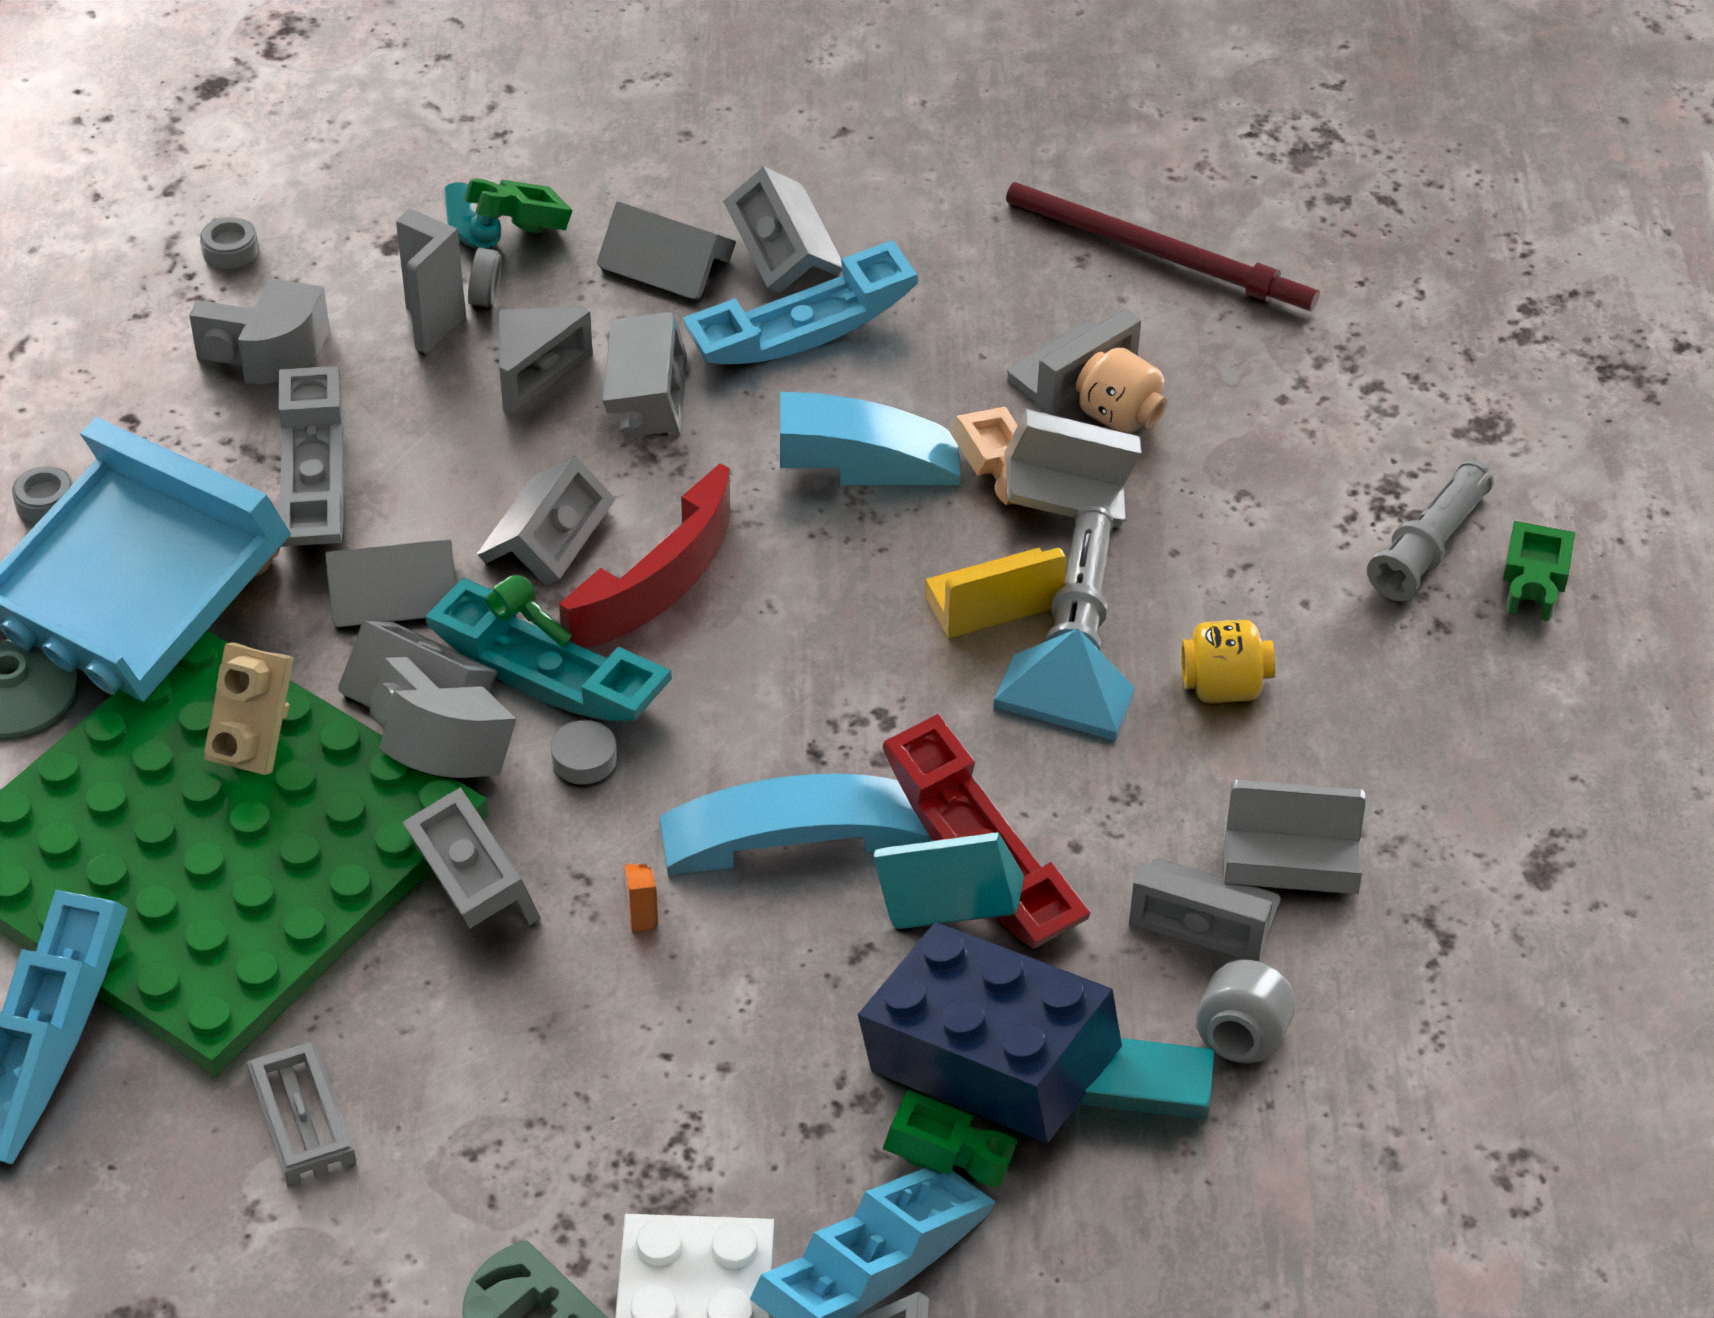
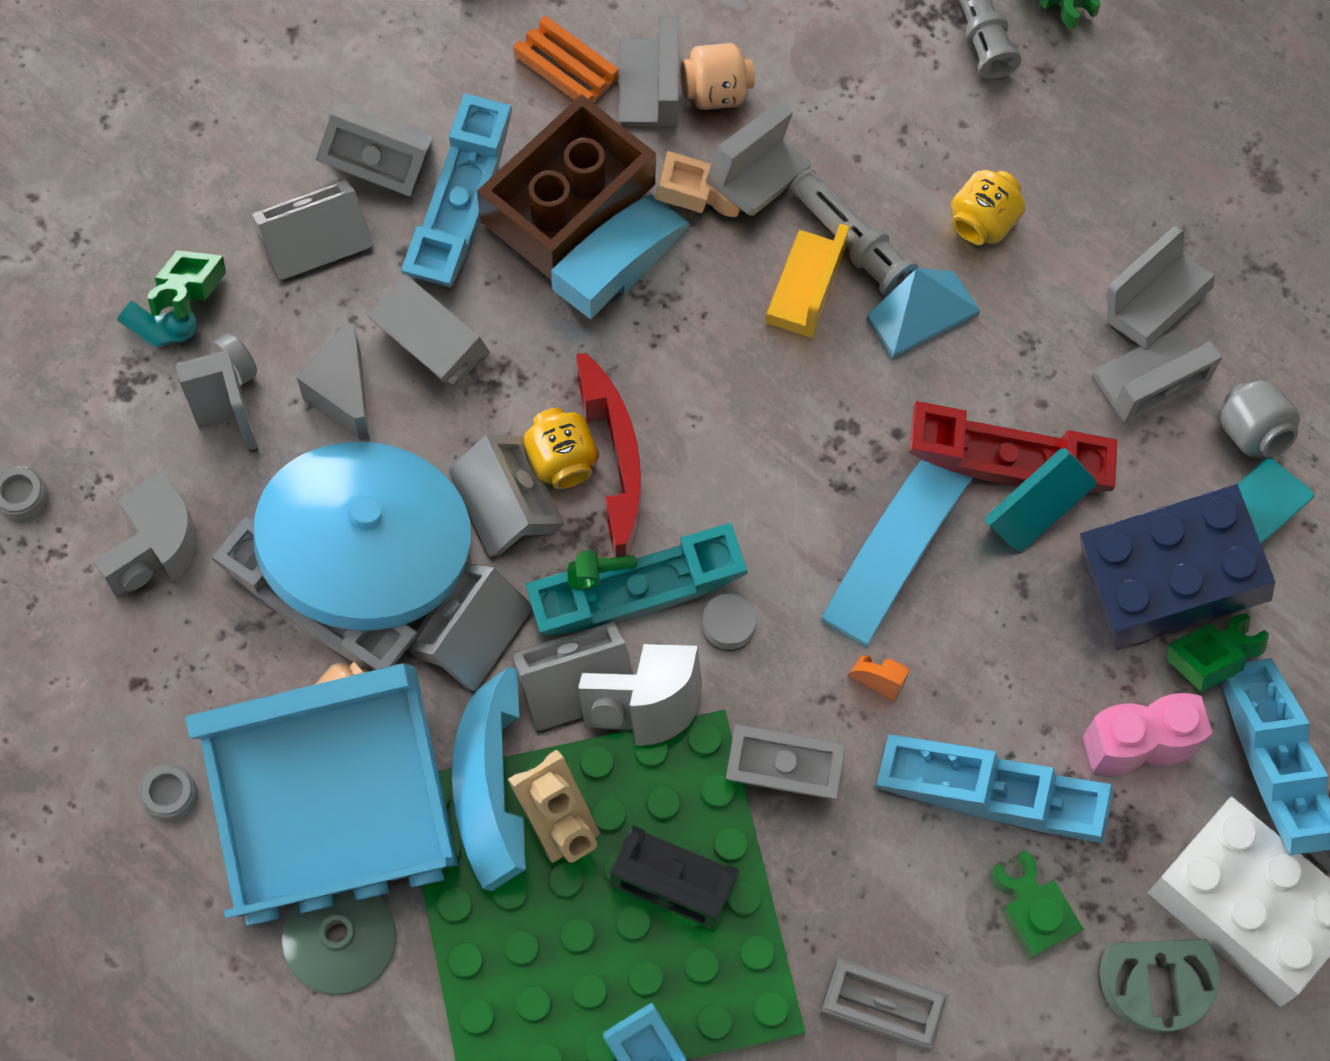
camera: 50 degrees left, 20 degrees up
(268, 845) = (673, 878): none -> black hinge
(301, 629) = (488, 833): none -> medium azure slope
(398, 448) = (361, 536): none -> medium azure dish
(519, 1175) = (1038, 912): none -> green plate
(612, 1056) = (995, 788): none -> medium azure slope
(626, 524) = (560, 448): none -> yellow head
(787, 1130) = (1135, 734): none -> bright pink brick
(888, 352) = (566, 184): none -> reddish brown brick
(1020, 272) = (549, 29): none -> orange tile

